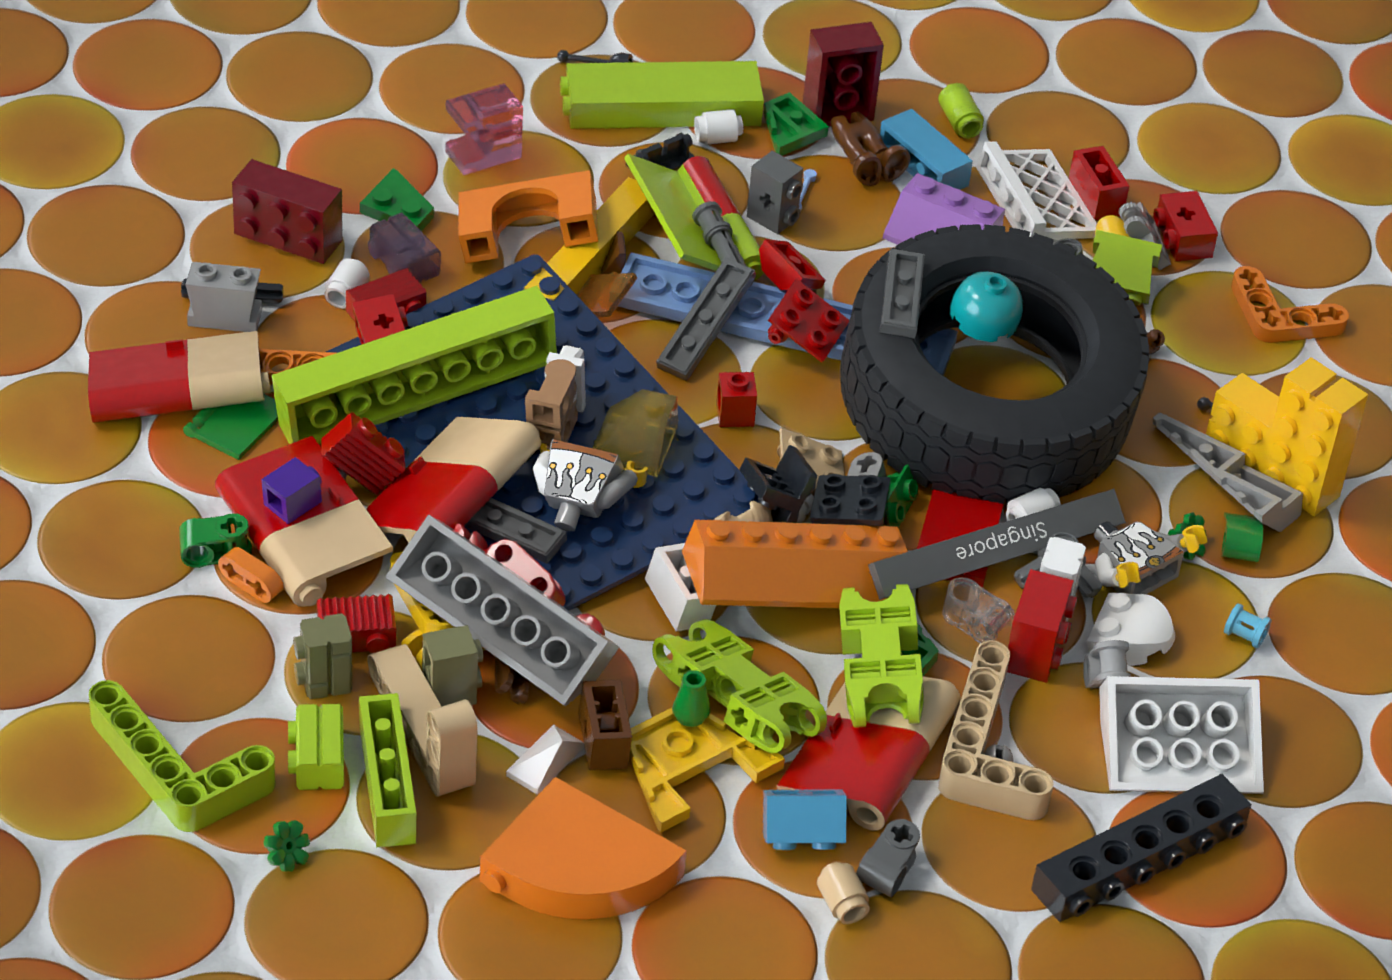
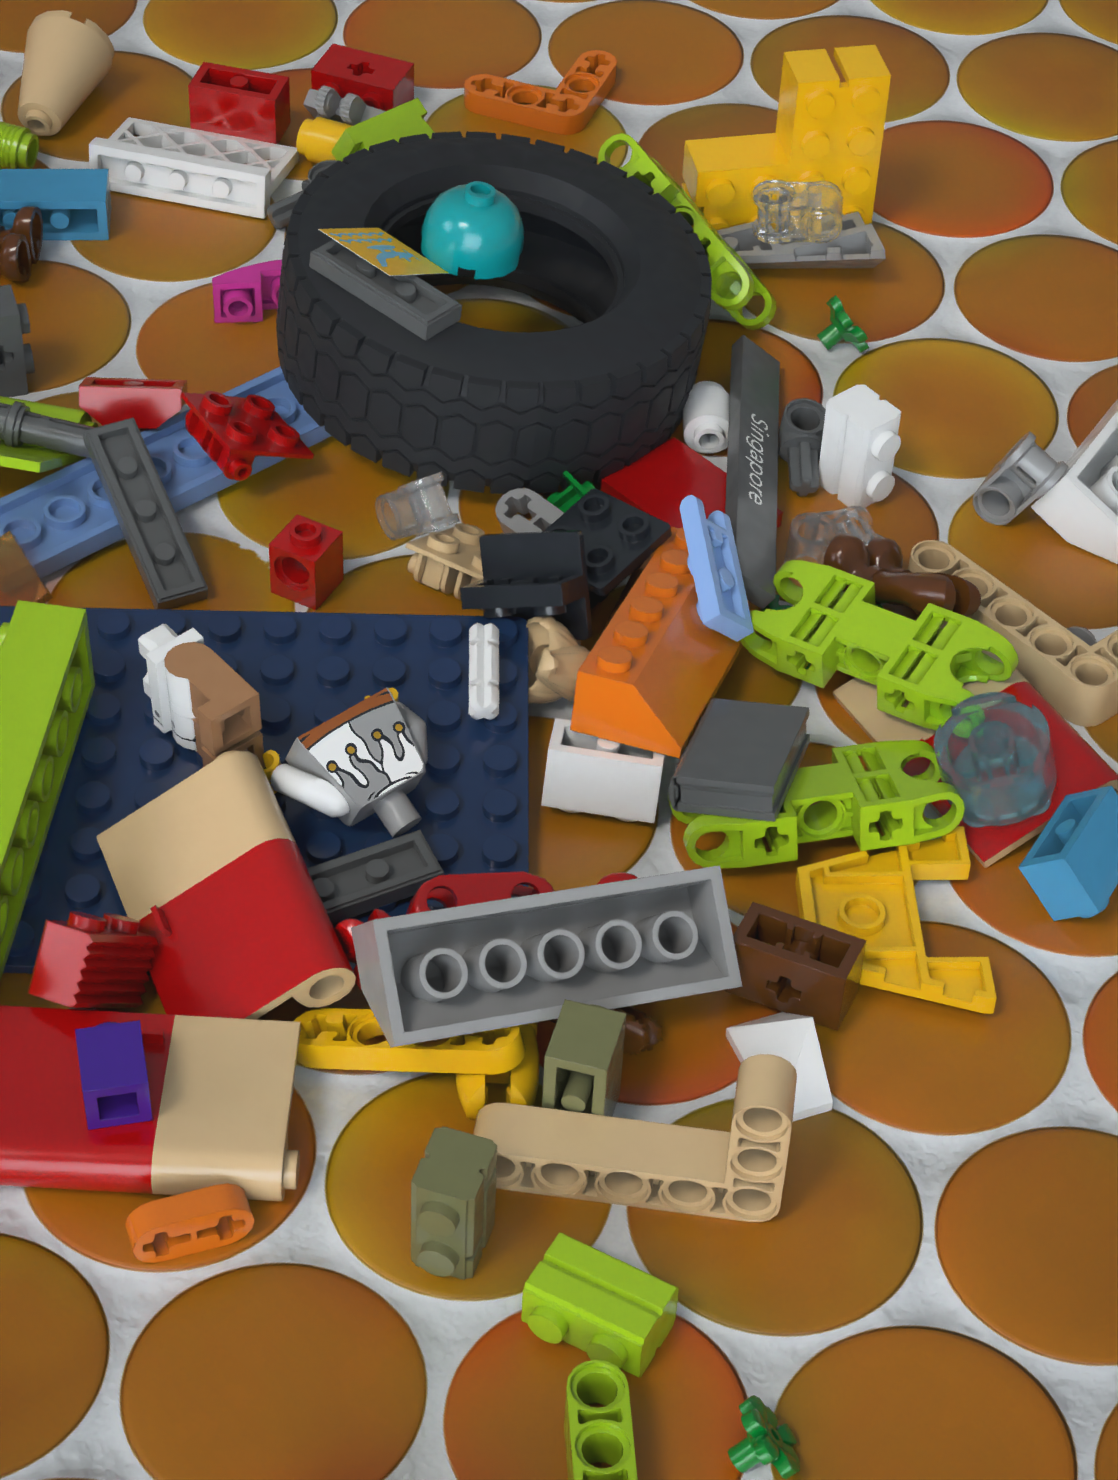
camera: 55 degrees left, 0 degrees up
(208, 539) = (82, 1232): green piece -> none
(368, 618) = (386, 1145): red brick -> none
(387, 770) = (716, 1241): lime brick -> none
(579, 858) = (995, 1115): orange brick -> none
(640, 429) = (313, 662): clear yellow slope -> none
(692, 700) = (830, 854): green cone -> none
(699, 499) = (483, 671): none -> white axle
(727, 632) = (740, 760): none -> dark grey piece
(822, 422) = (415, 508): none -> clear piece
(829, 741) = (997, 759): none -> clear light blue brick
(855, 552) = (715, 570): none -> light blue hinge
(924, 276) = (383, 251): none -> yellow sticker
(933, 205) = (170, 246): medium lavender slope -> none
(956, 657) = (894, 585): none -> reddish brown piece
(1041, 100) = (60, 69): none -> tan cone
(1041, 625) = (919, 489): red brick -> none
(1134, 619) = (950, 438): white slope -> none
(1141, 558) = (857, 358): torso -> none
(1161, 434) = (731, 277): none -> lime piece
(1242, 537) = (878, 289): green panel -> none
(1248, 457) = (798, 211): none -> clear piece
(1260, 625) = (1004, 348): medium azure bush -> none

